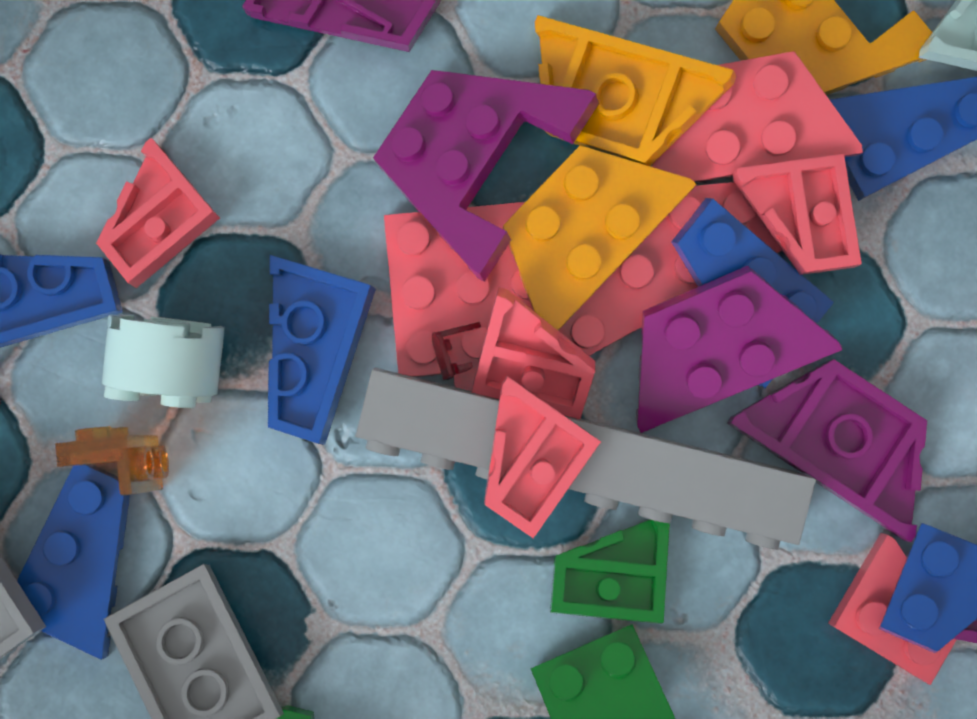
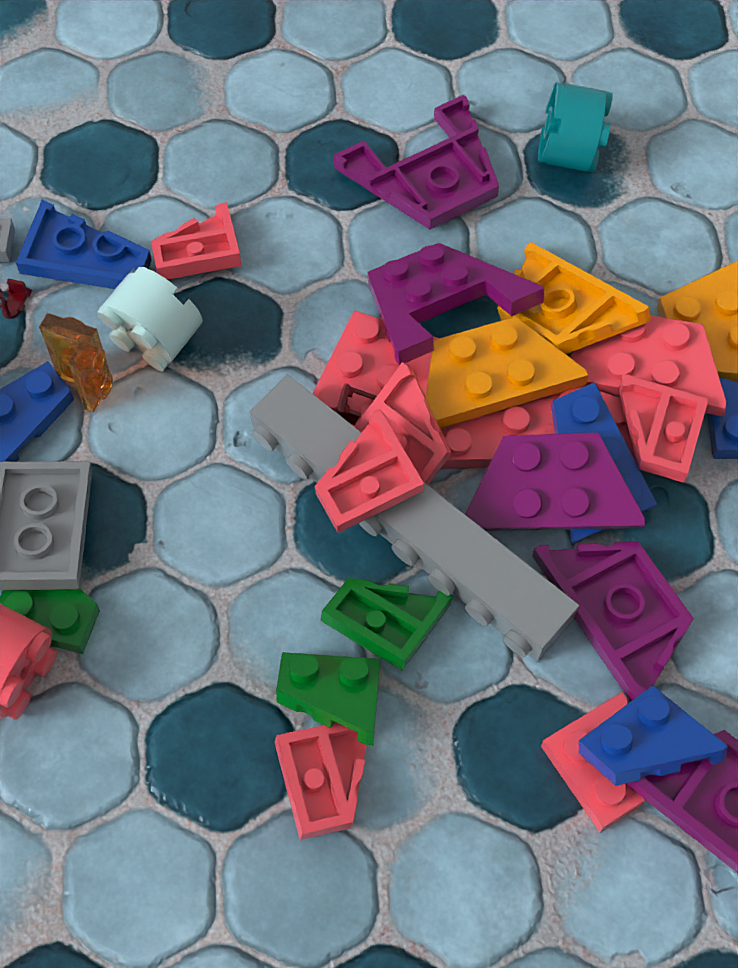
camera: 30 degrees right, 25 degrees down
(314, 341) = (254, 366): blue wing -> none

